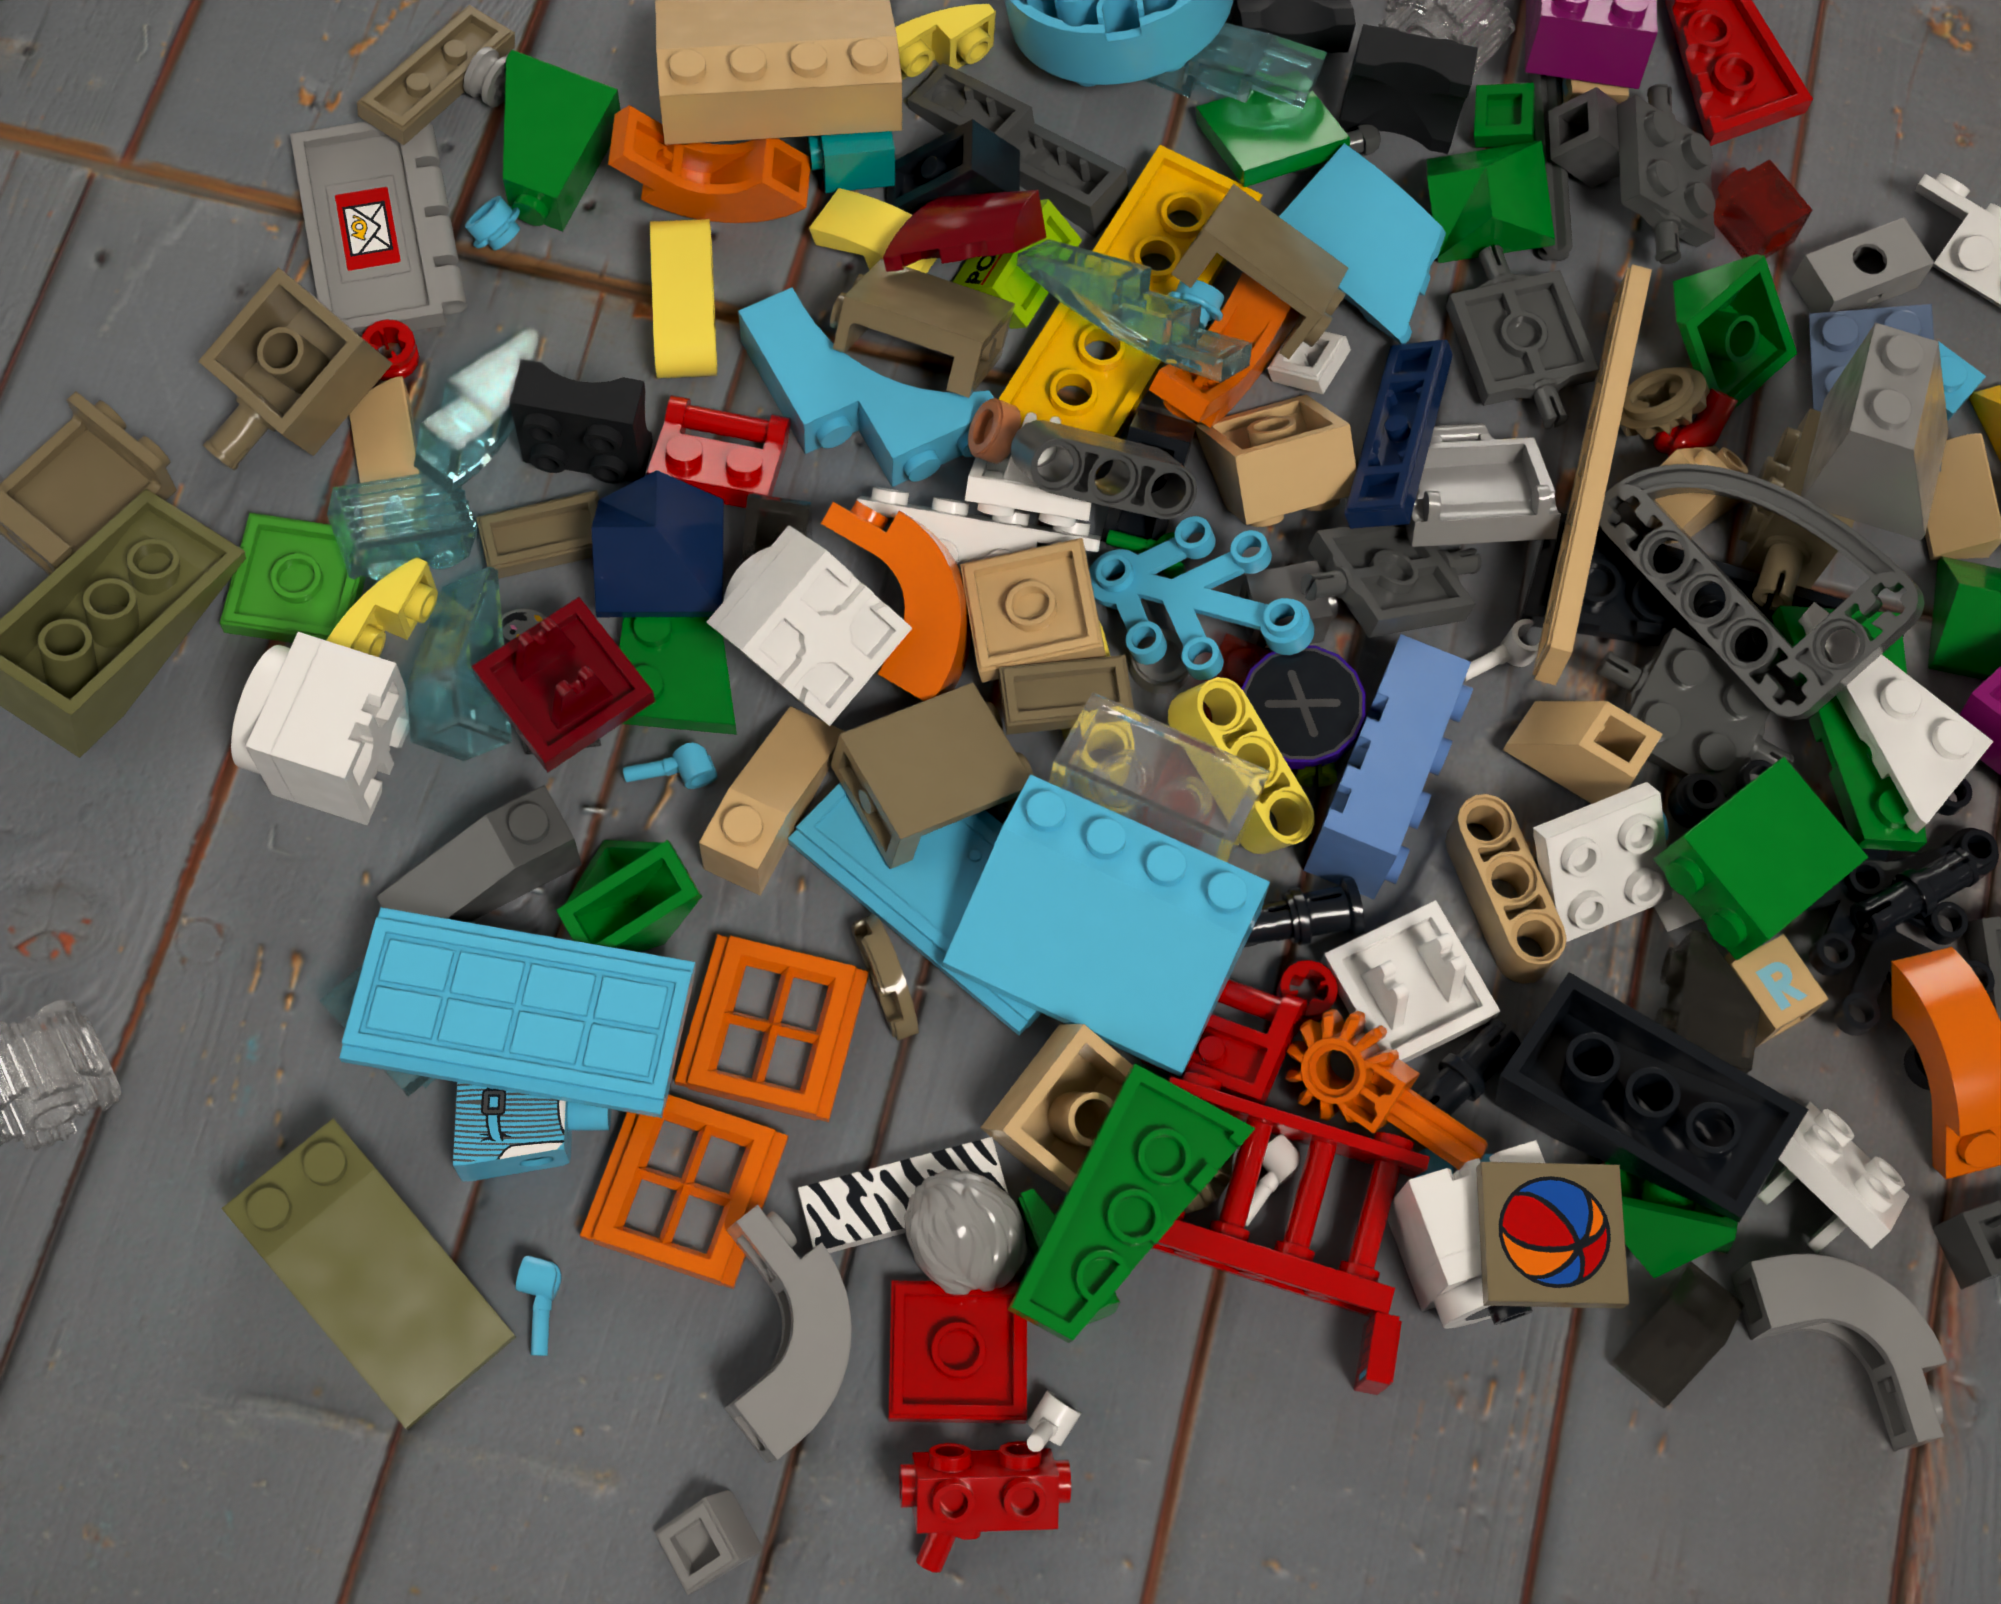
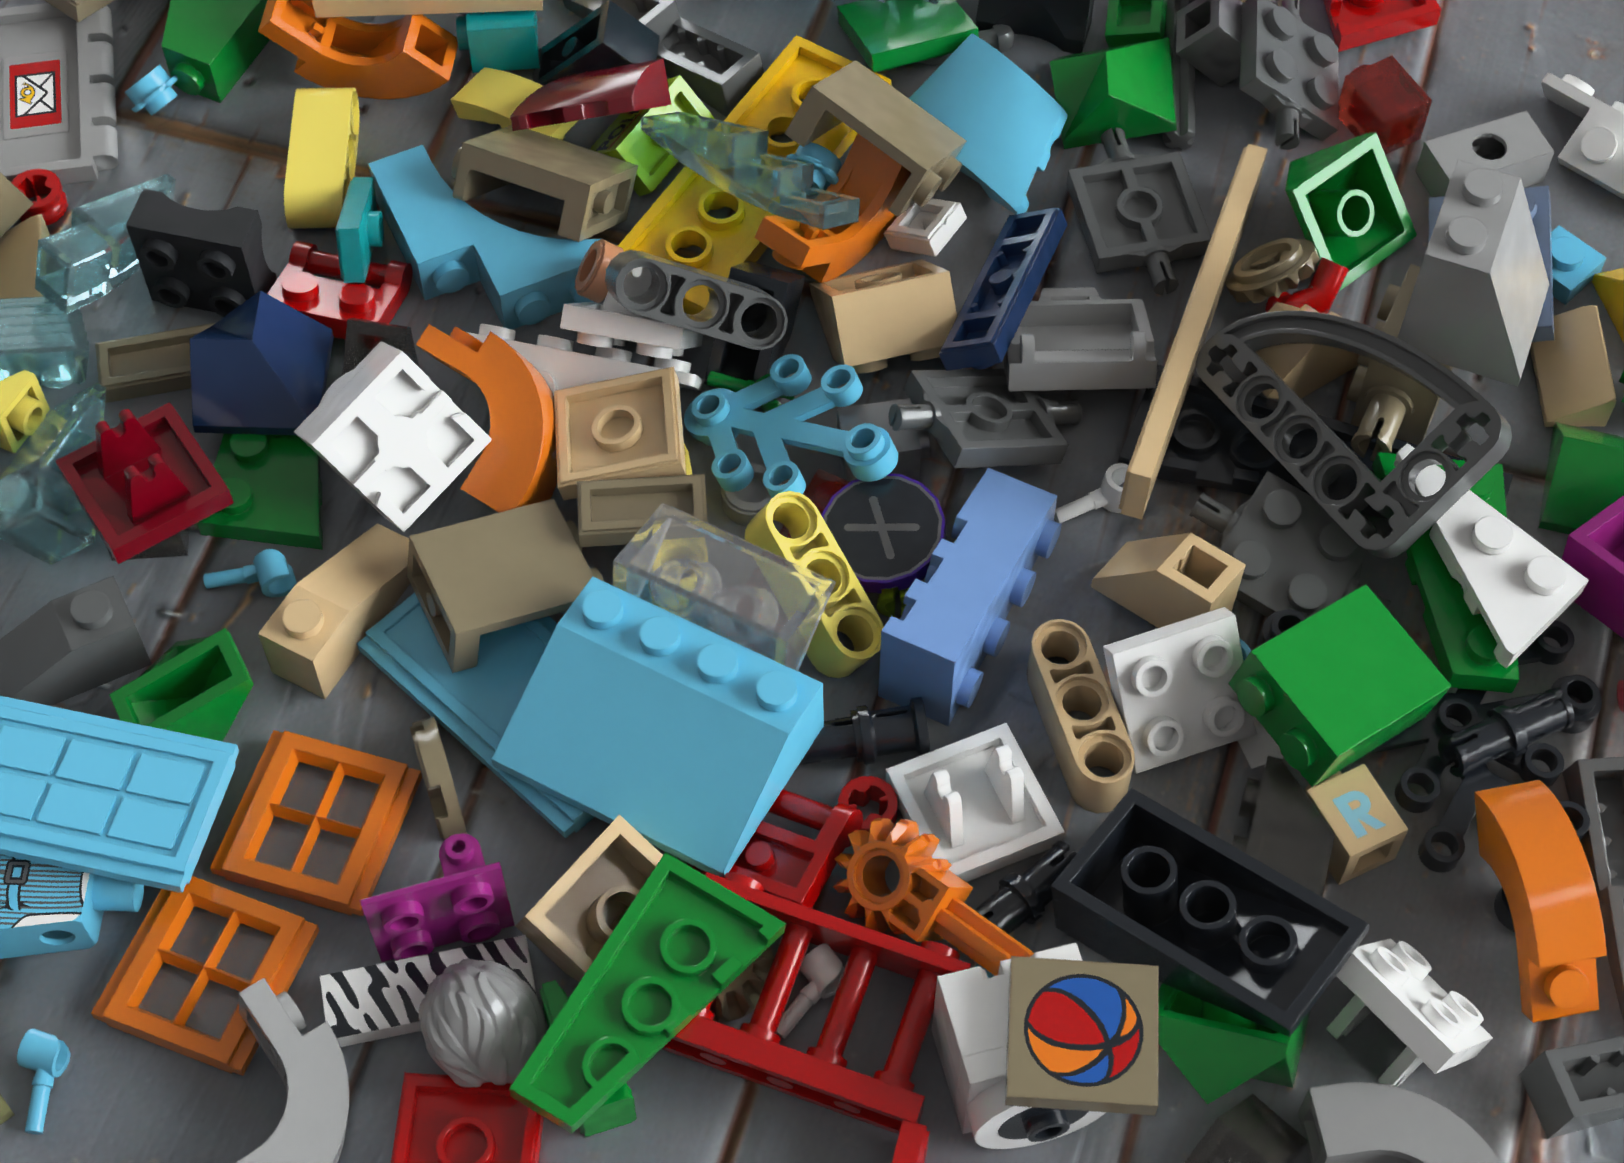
camera: 10 degrees right, 10 degrees down
(739, 384) = (358, 230): none -> teal plate
(939, 1114) = (460, 906): none -> magenta hinge

